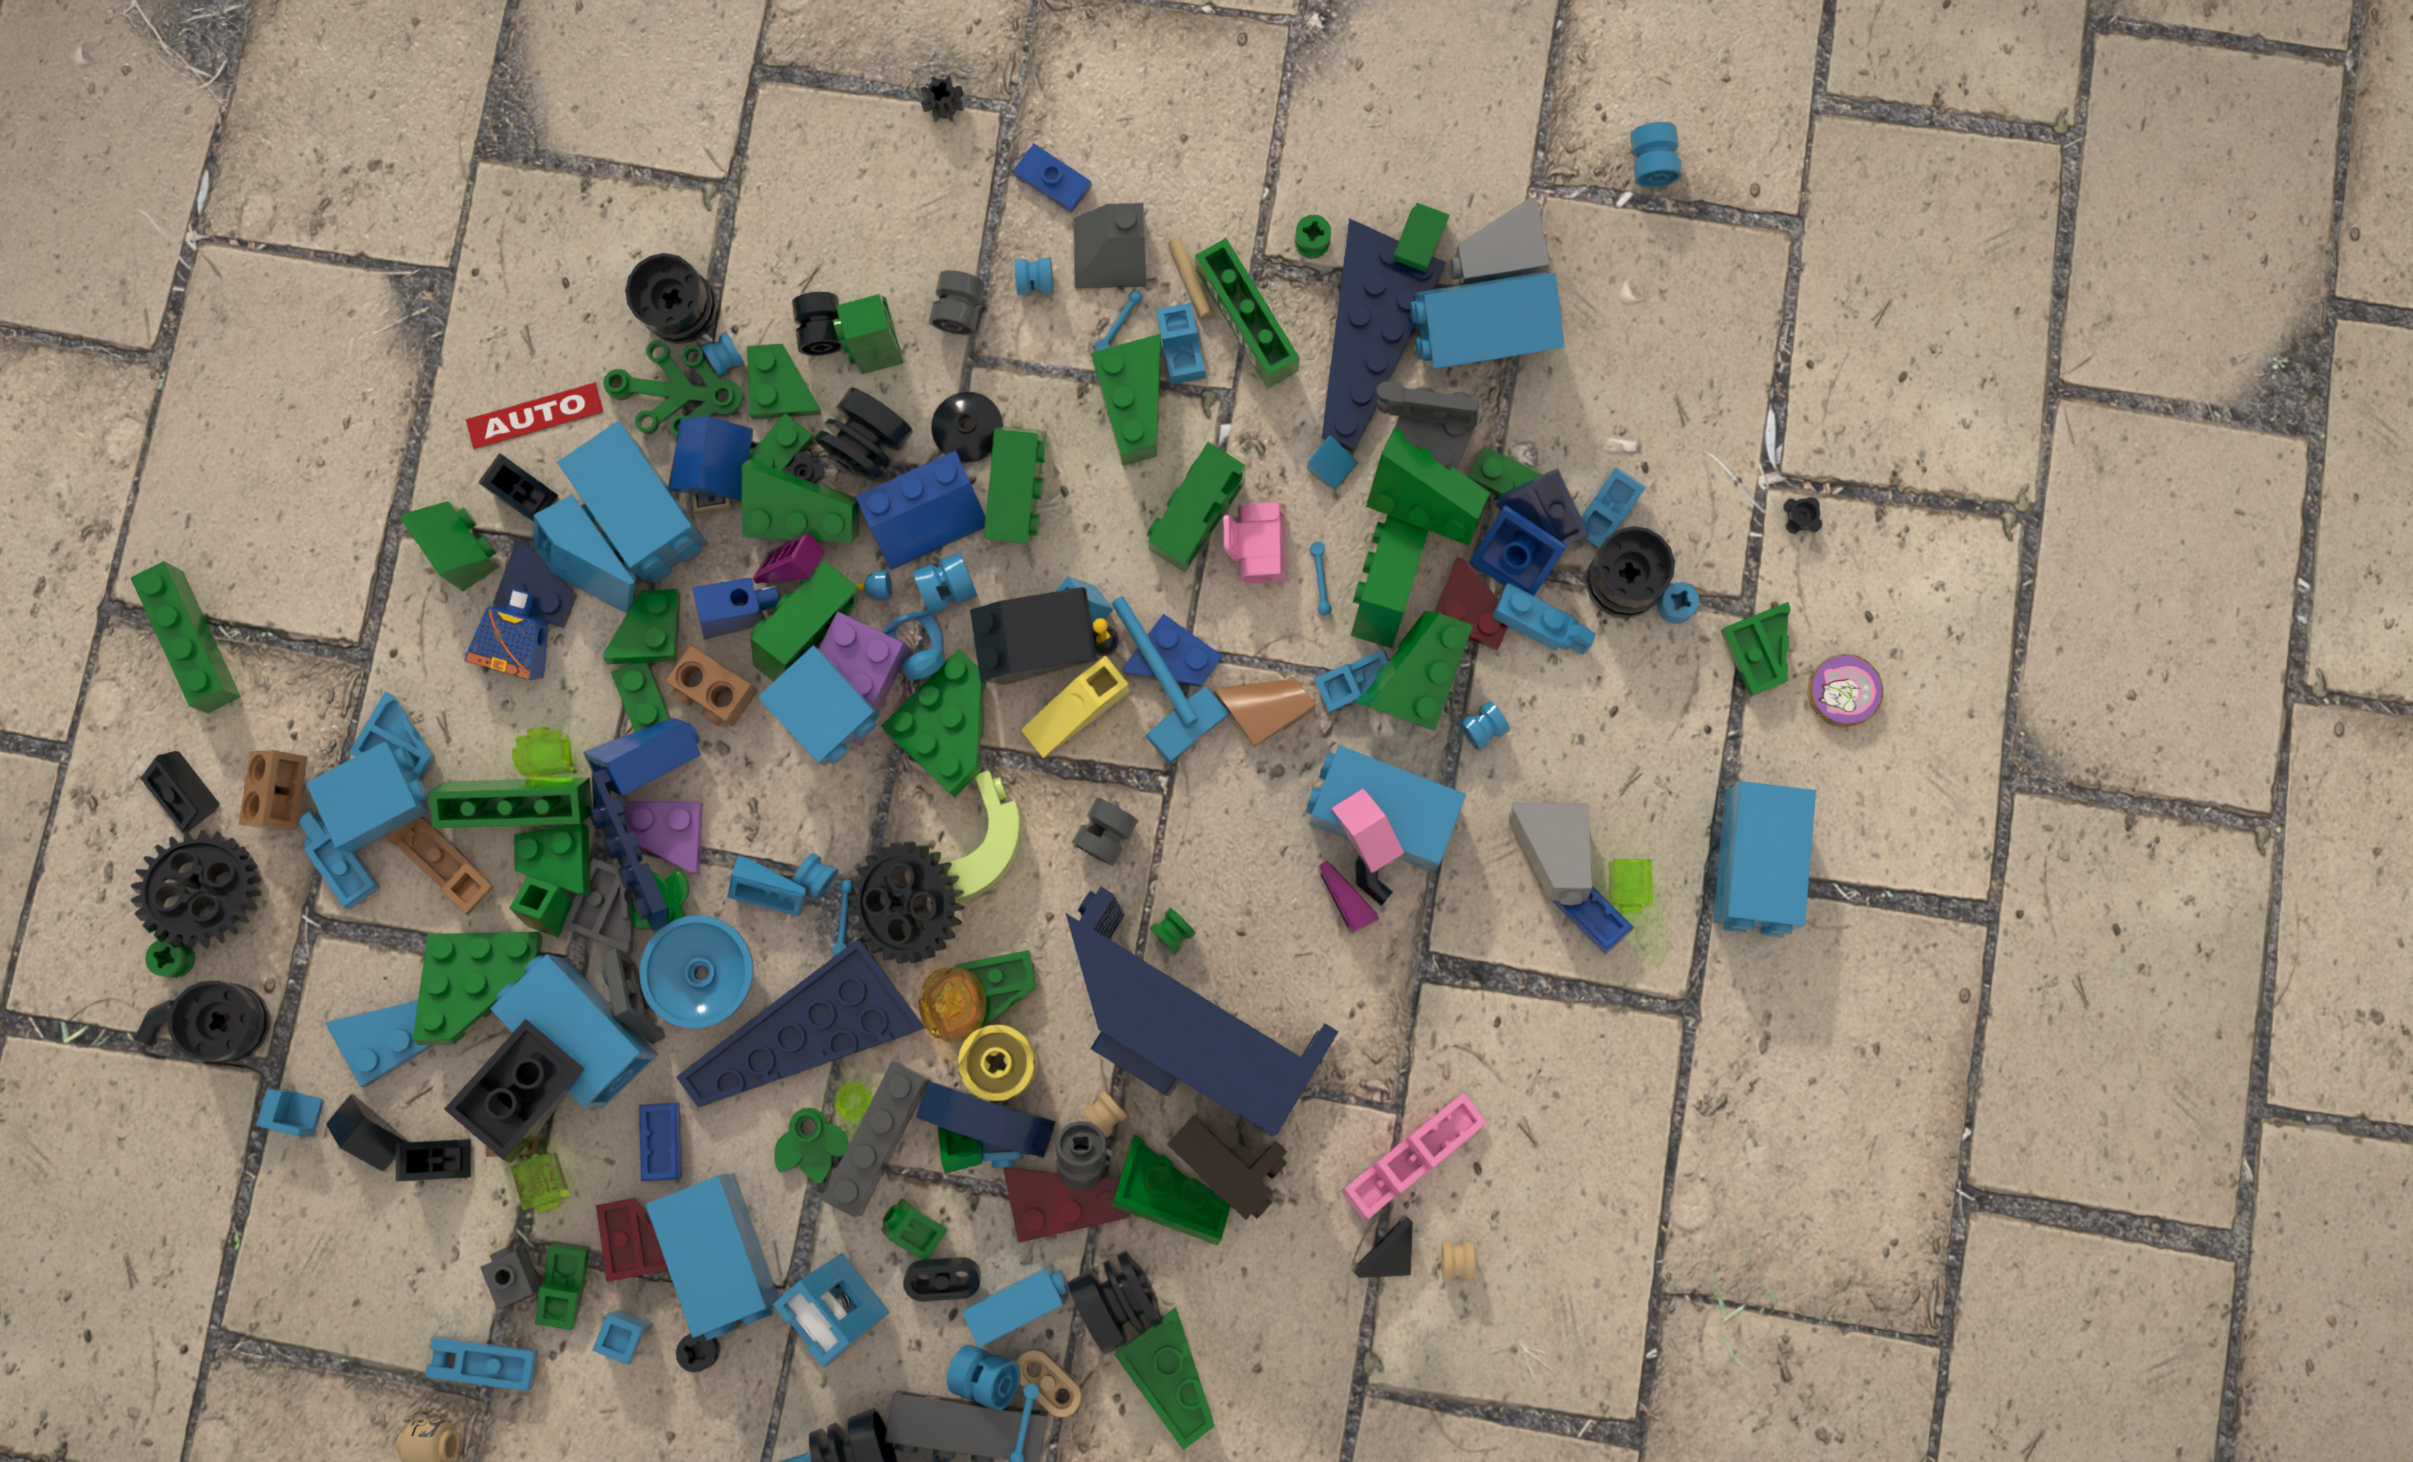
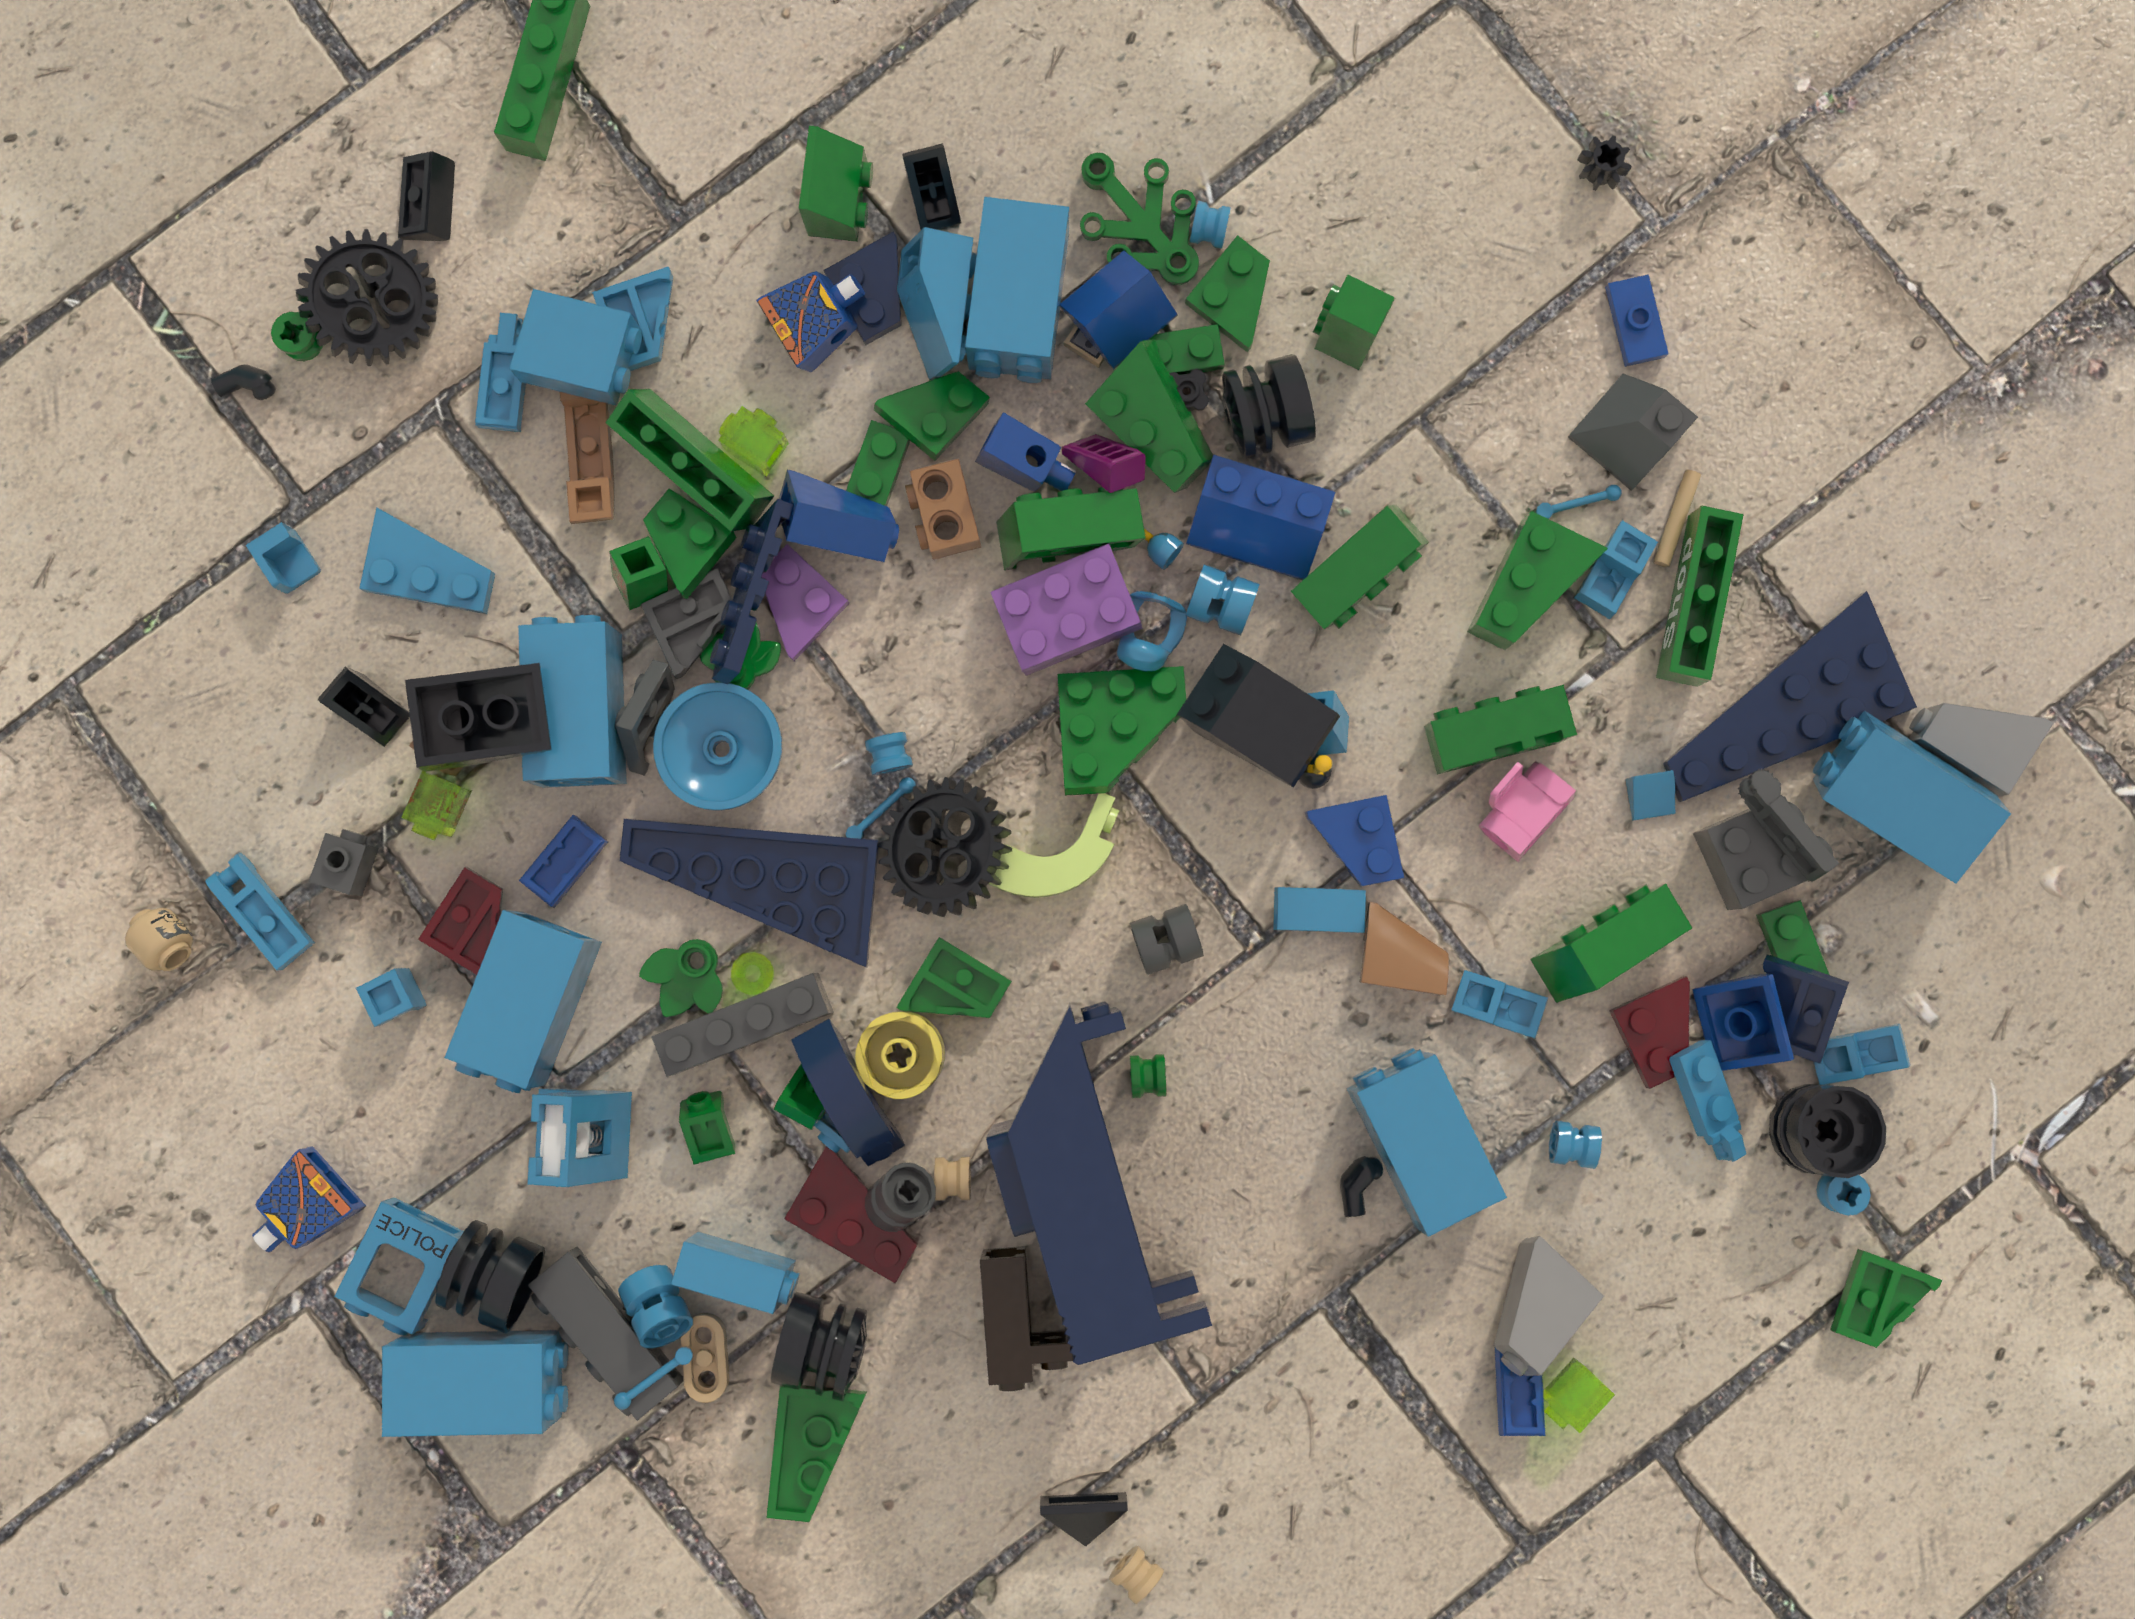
camera: 40 degrees right, 5 degrees up
(200, 1013) = (276, 410): black wheel -> none
(273, 790) = (502, 268): medium nougat brick -> none
(364, 1133) = (329, 631): black slope -> none
(464, 977) = (522, 577): green plate -> none
(534, 415) = (1002, 134): red sticker -> none
(563, 1285) = (381, 907): green slope -> none
(660, 283) = (1212, 113): black wheel -> none
(700, 1349) = (430, 1073): black wheel -> none
(764, 888) = (837, 725): dark azure slope -> none
(815, 316) = (1319, 266): black wheel -> none
(820, 707) = (1020, 616): dark azure brick -> none
(943, 1280) = (694, 1191): black plate -> none
(952, 1004) = (907, 969): clear yellow tile -> none
(958, 297) = (1458, 356): dark grey wheel -> none
(972, 442) = (1358, 496): black dish -> none
(1034, 276) = (1542, 395): dark azure wheel -> none
(1076, 706) = (1238, 809): light yellow slope -> none
(1155, 661) = (1341, 831): dark azure bar -> none
(1166, 1196) = (941, 1295): green wing -> none
(1312, 245) = (1810, 583): green wheel -> none
(1317, 550) = (1568, 859): dark azure hinge -> none
(1351, 906) = (1318, 1194): magenta slope -> none
(1368, 830) = (1394, 1152): bright pink slope -> none
(1413, 1156) = (1179, 1453): bright pink slope -> none
(1420, 237) = (1916, 666): green slope -> none
(1420, 672) = (1564, 1050): green wedge -> none
(1425, 492) = (1713, 900): green wedge -> none
(1764, 858) = (1713, 1484): dark azure brick -> none
(1810, 507) = (2038, 1215): black plate -> none
(1845, 690) = (1919, 1400): tile -> none

